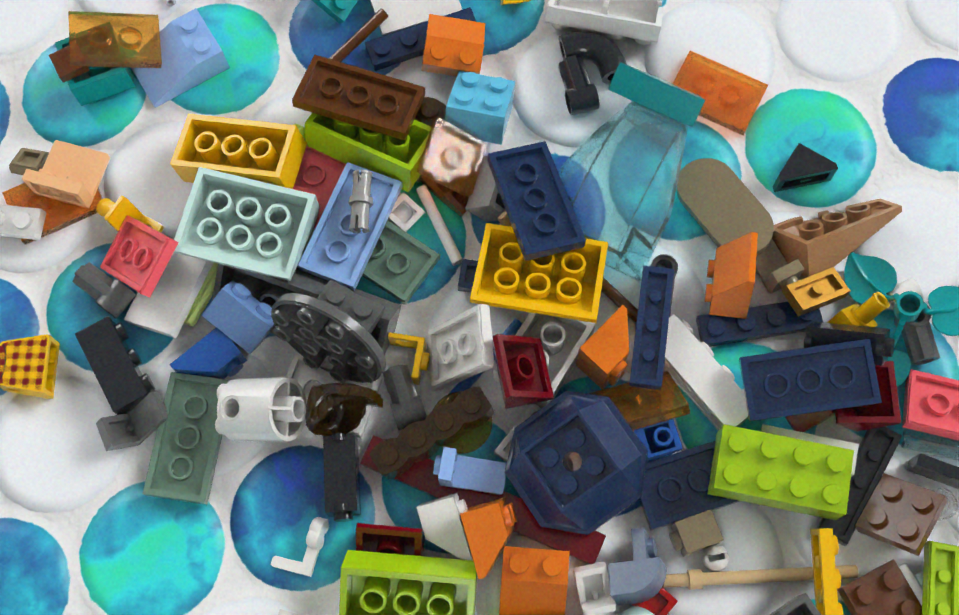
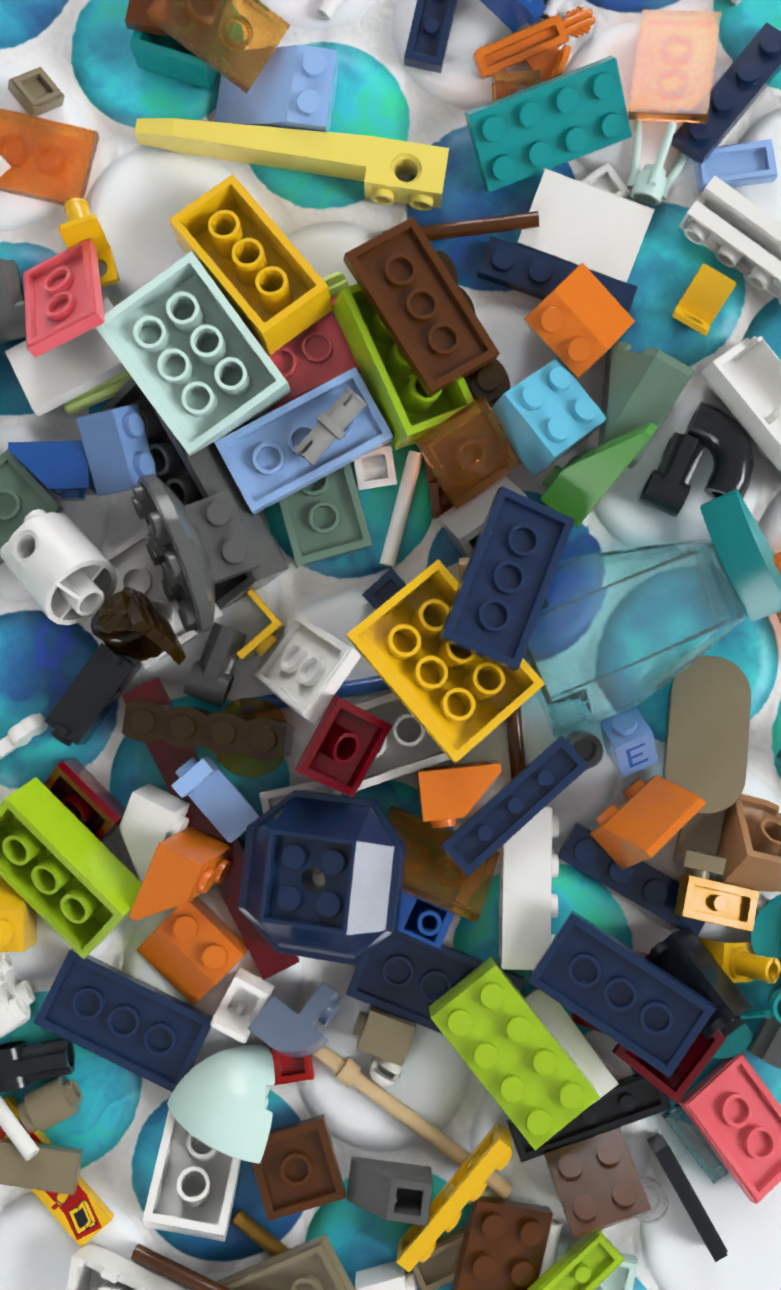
camera: 30 degrees right, 15 degrees up
(69, 174) = (64, 141): light nougat bracket -> none
(237, 66) = (330, 154): none -> light yellow piece
(522, 57) = (639, 391): none -> sand green slope
(533, 116) = (591, 474): none -> bright green slope
(684, 243) = (629, 742): none -> medium blue brick

